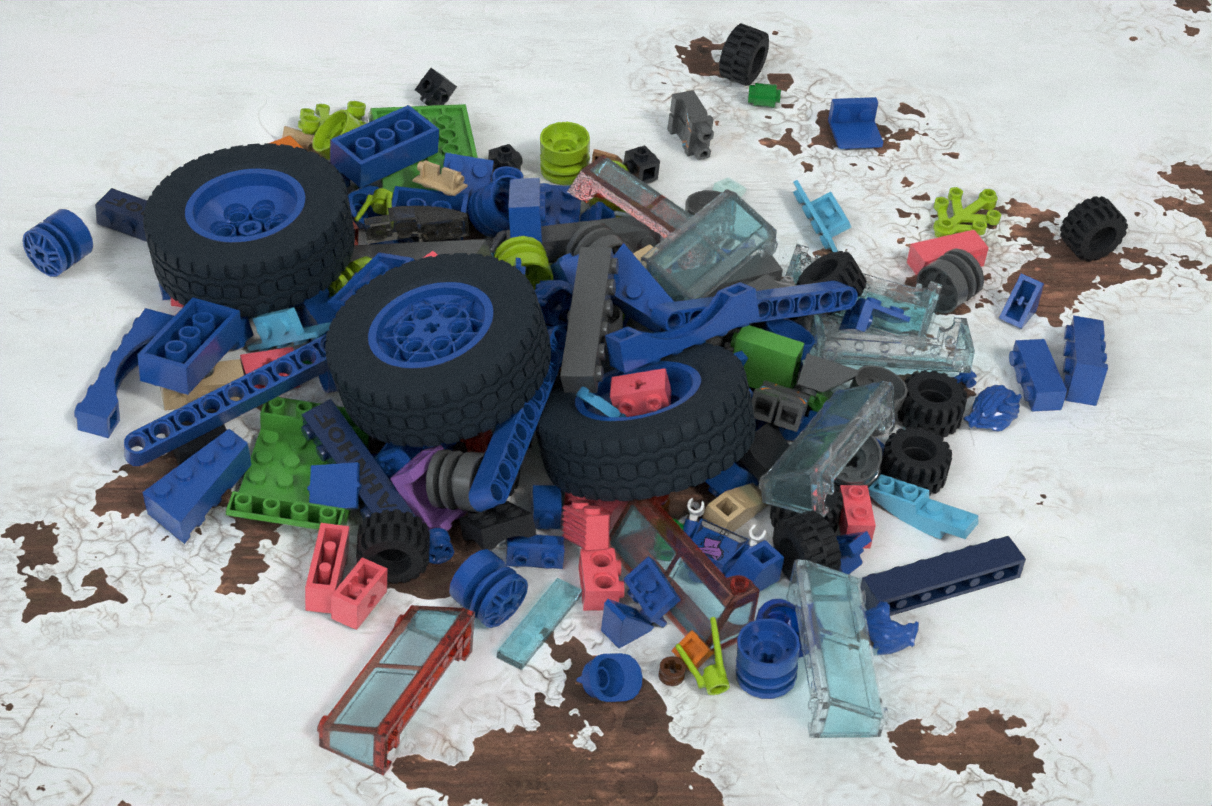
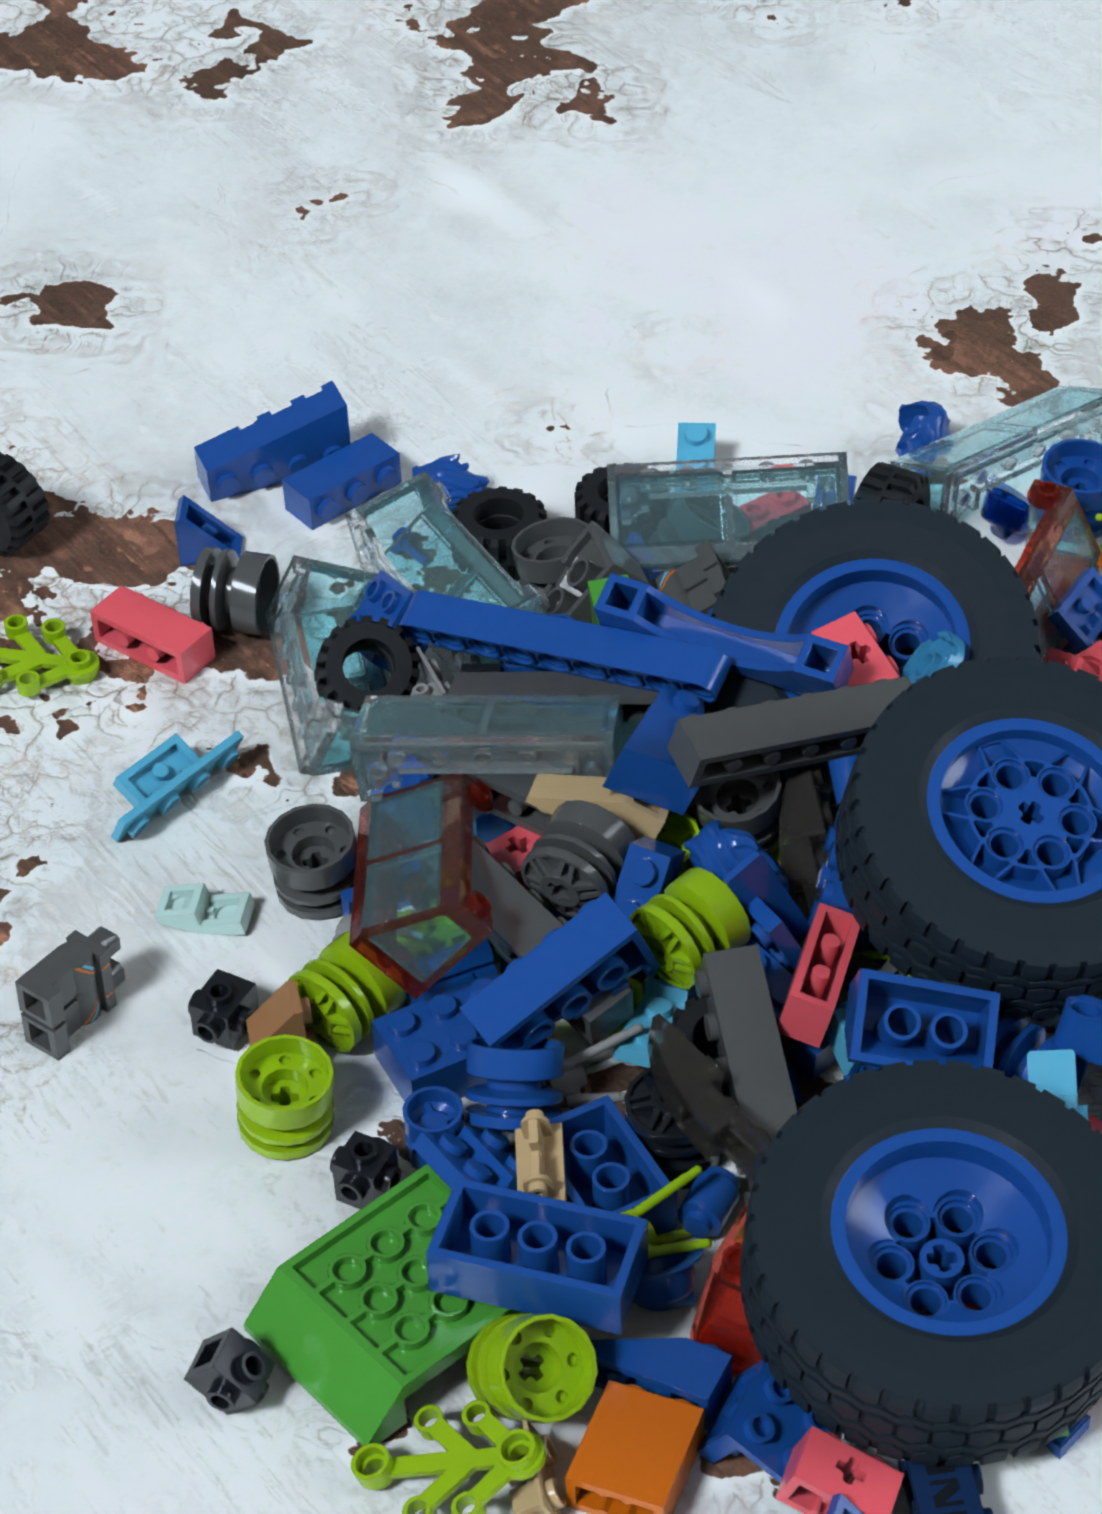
camera: 115 degrees left, 0 degrees up
(944, 576) = (778, 428): dark blue brick -> none

